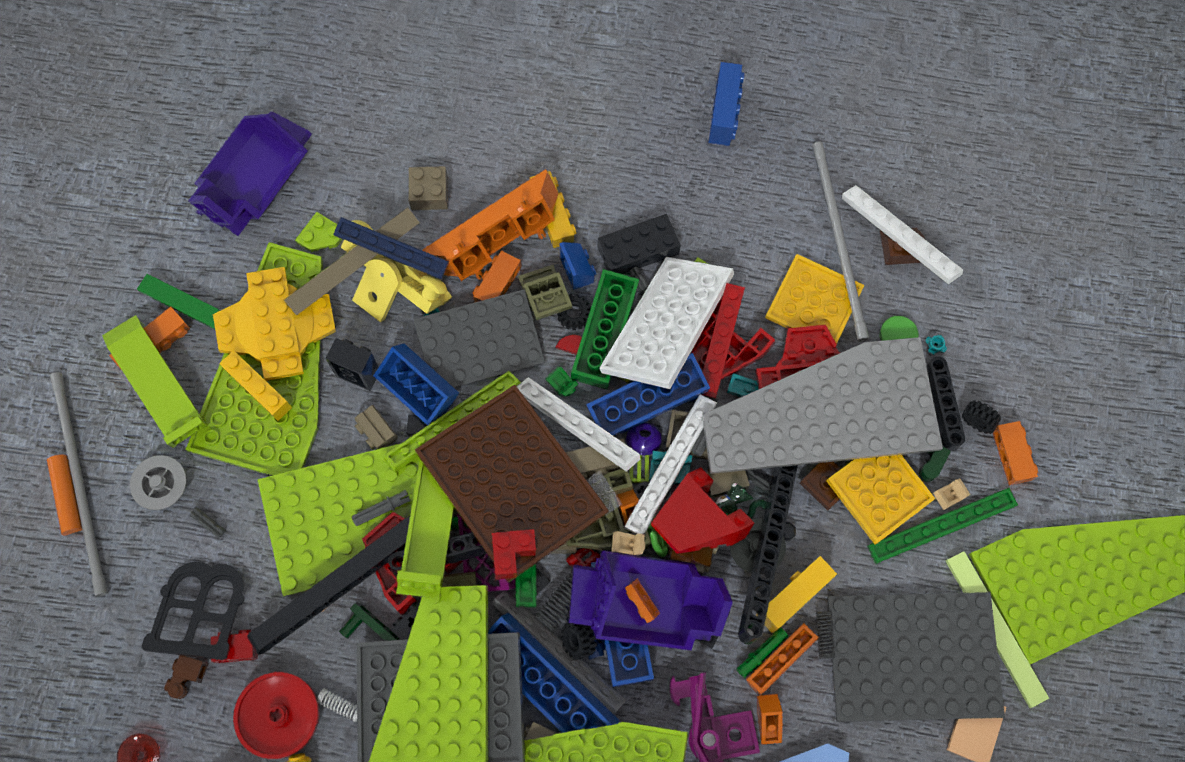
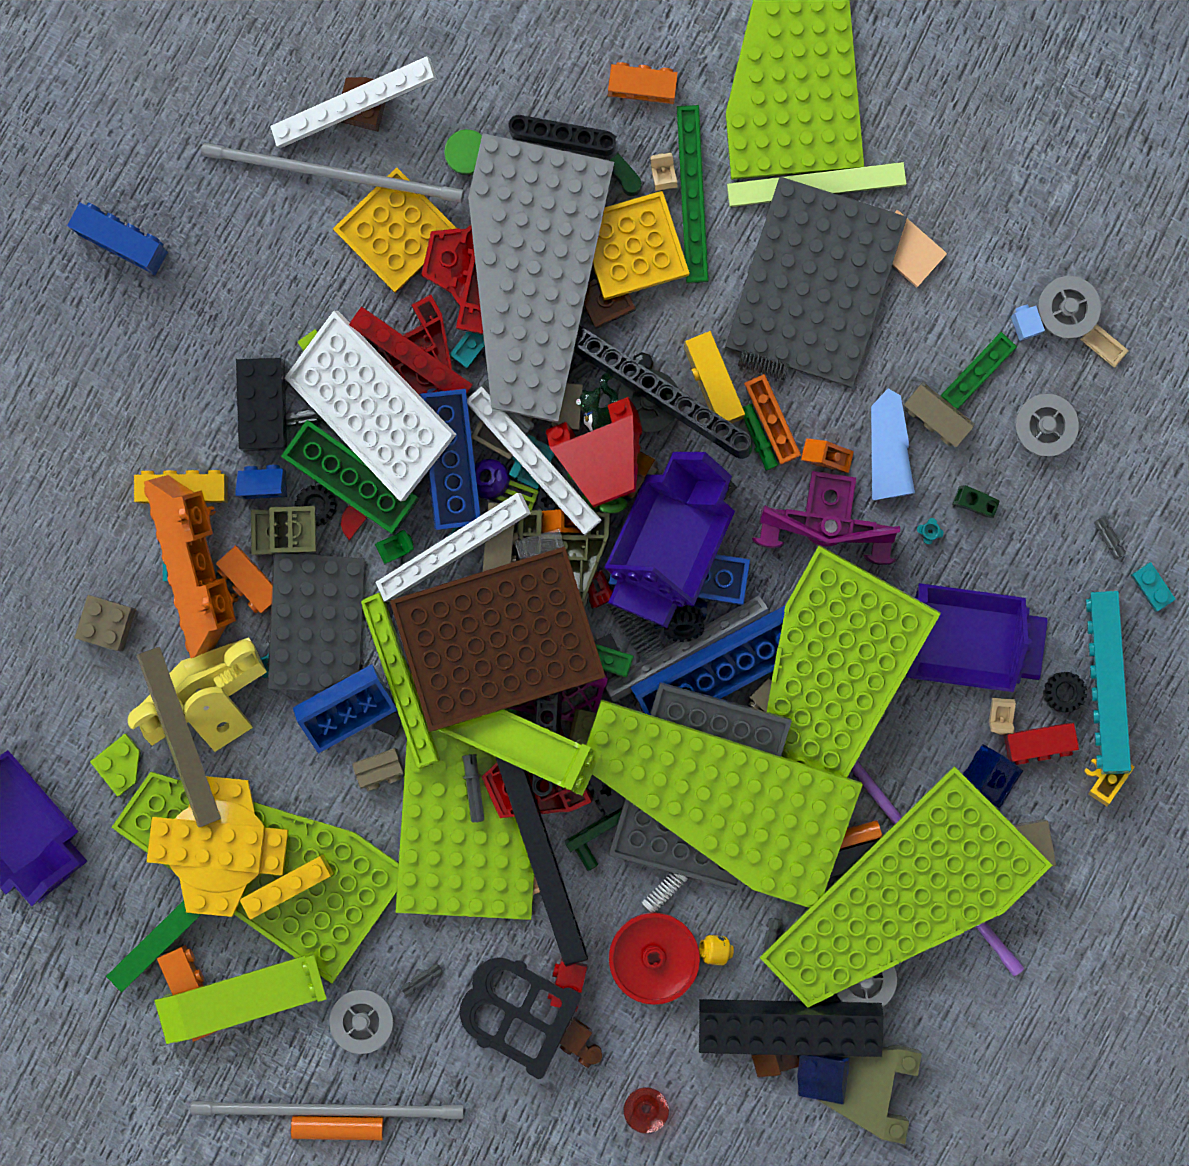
camera: 70 degrees left, 15 degrees up
(352, 363) = (299, 771): black brick -> none
(391, 248) = (181, 688): dark blue tile -> none
(507, 547) = (572, 667): red brick -> none
(628, 543) = (605, 537): tan bracket -> none
(643, 602) = (670, 543): orange plate -> none
(939, 339) = (491, 109): teal plate -> none
(981, 417) = (592, 103): black tyre -> none

